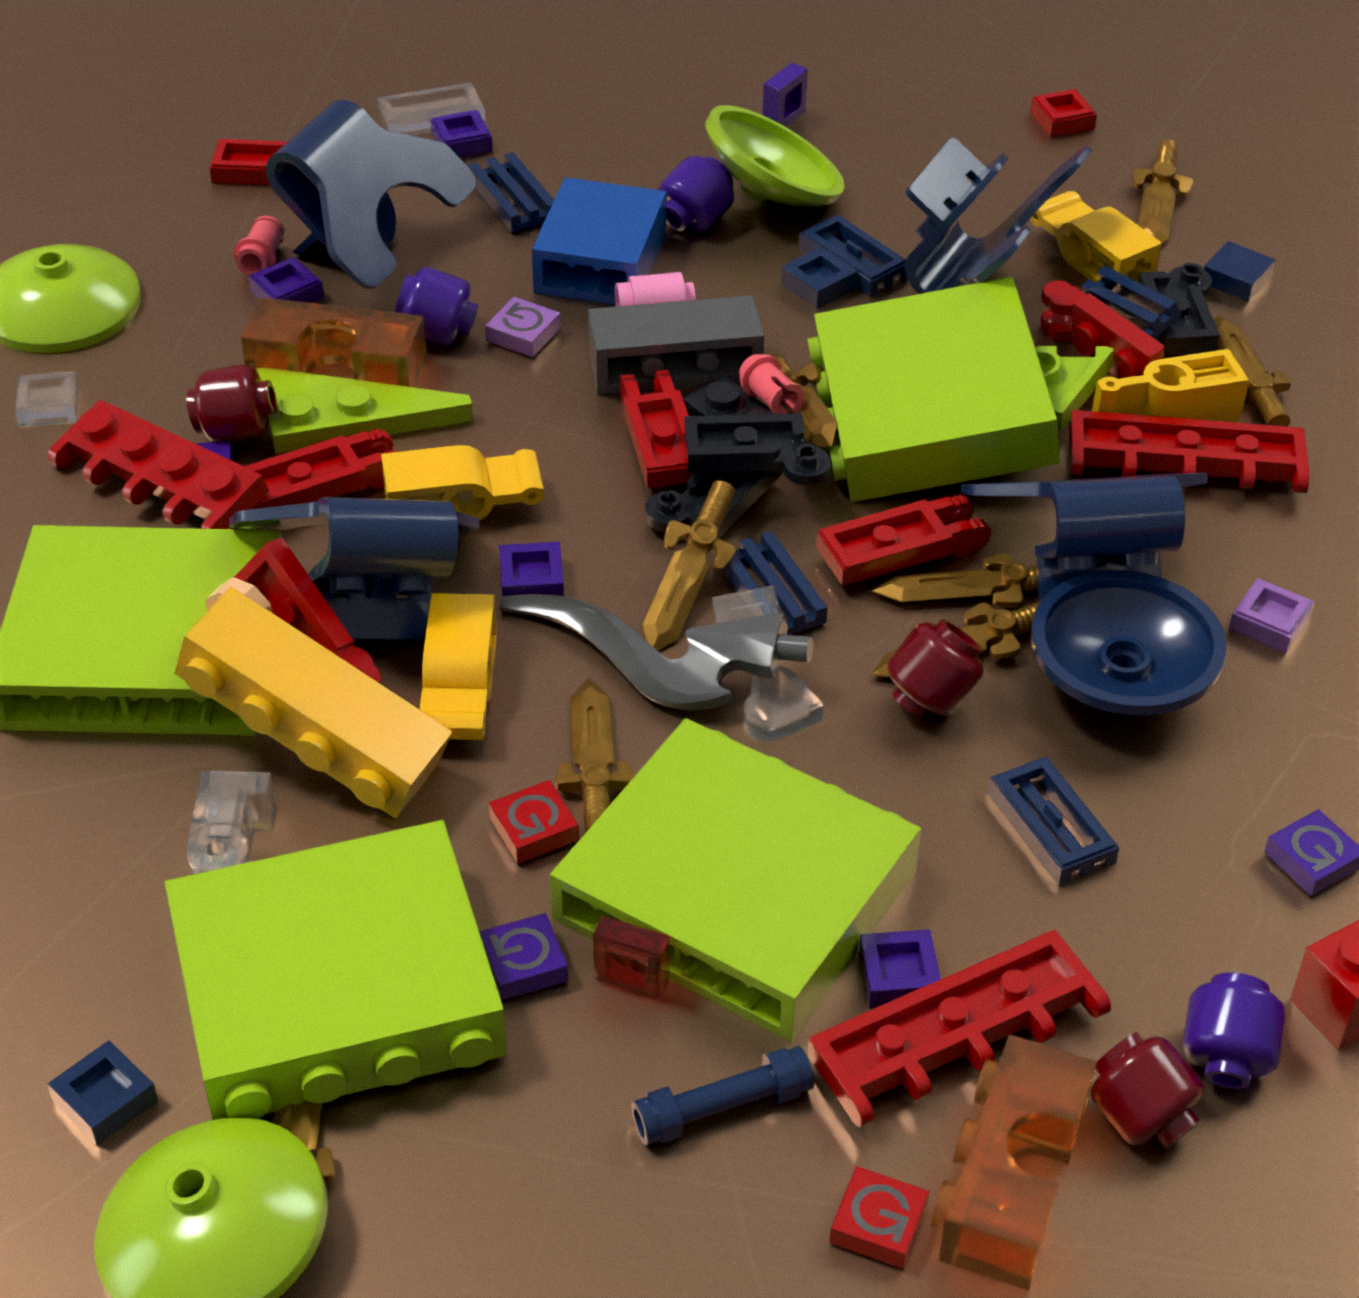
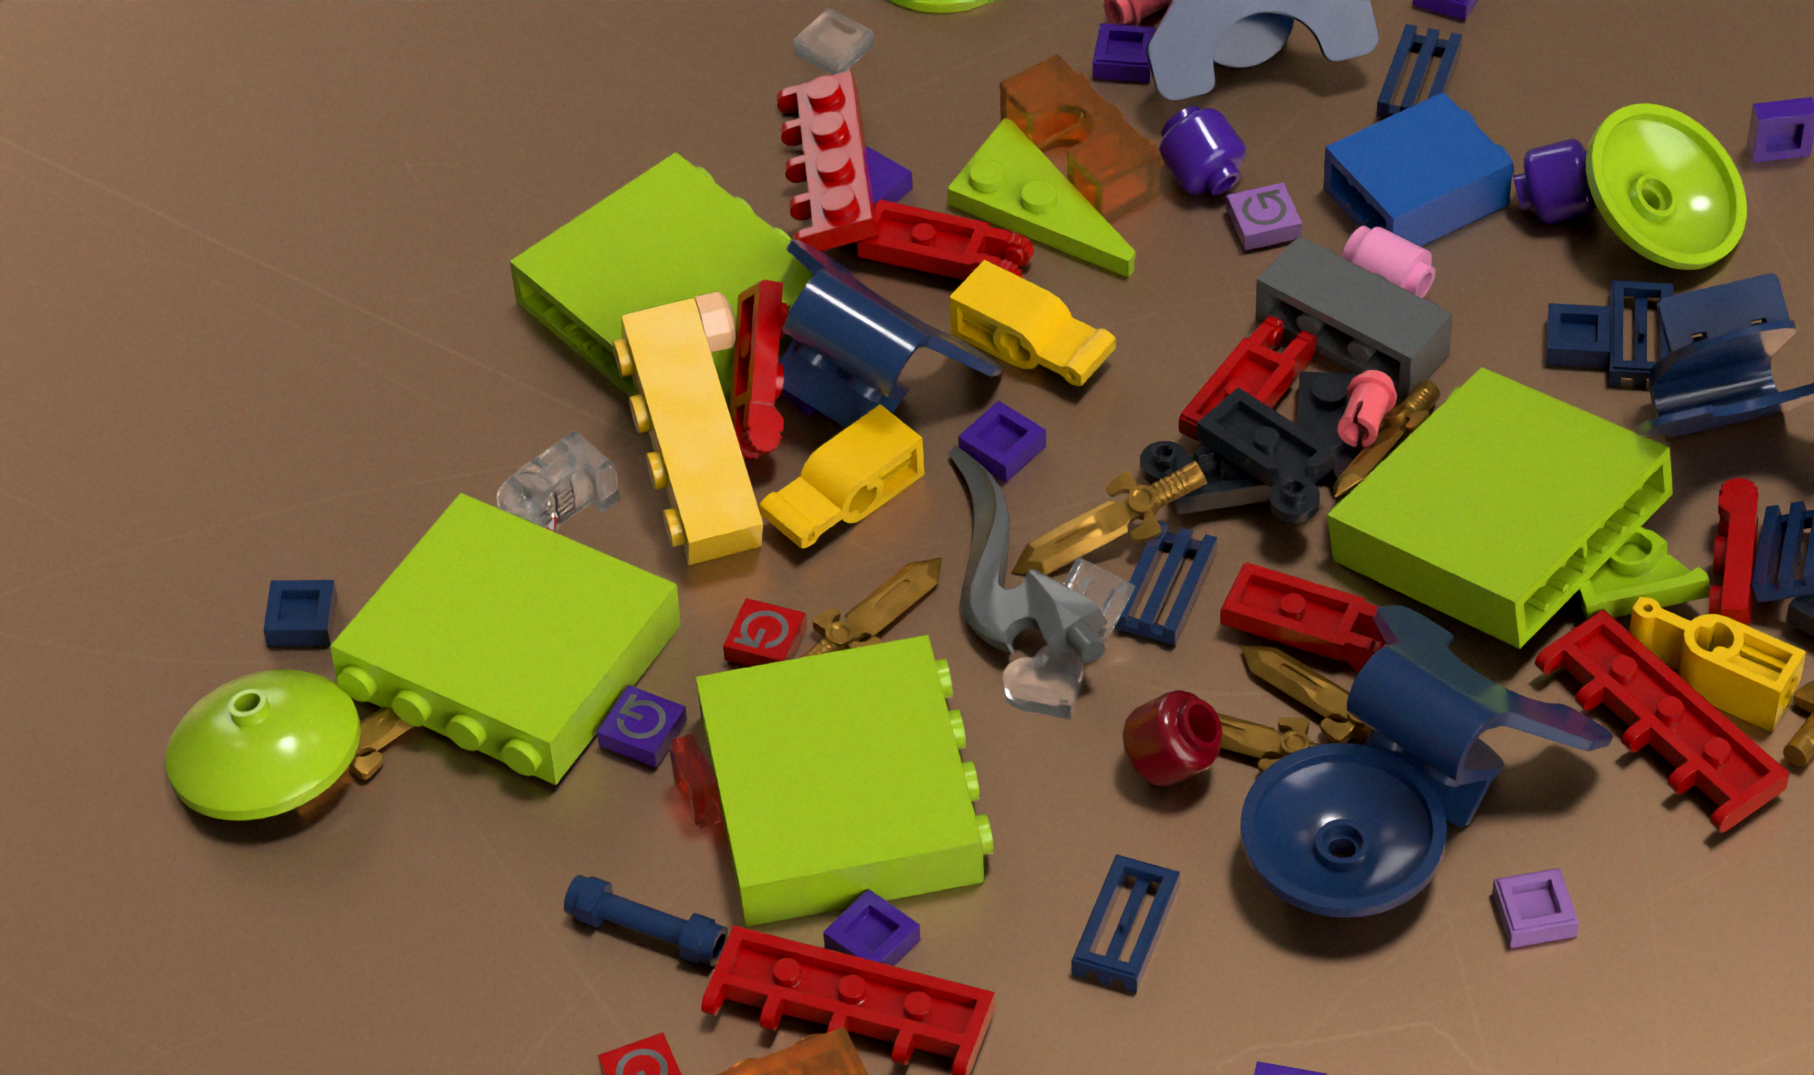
camera: 50 degrees right, 5 degrees up
(231, 404) = (936, 139): dark red head -> none

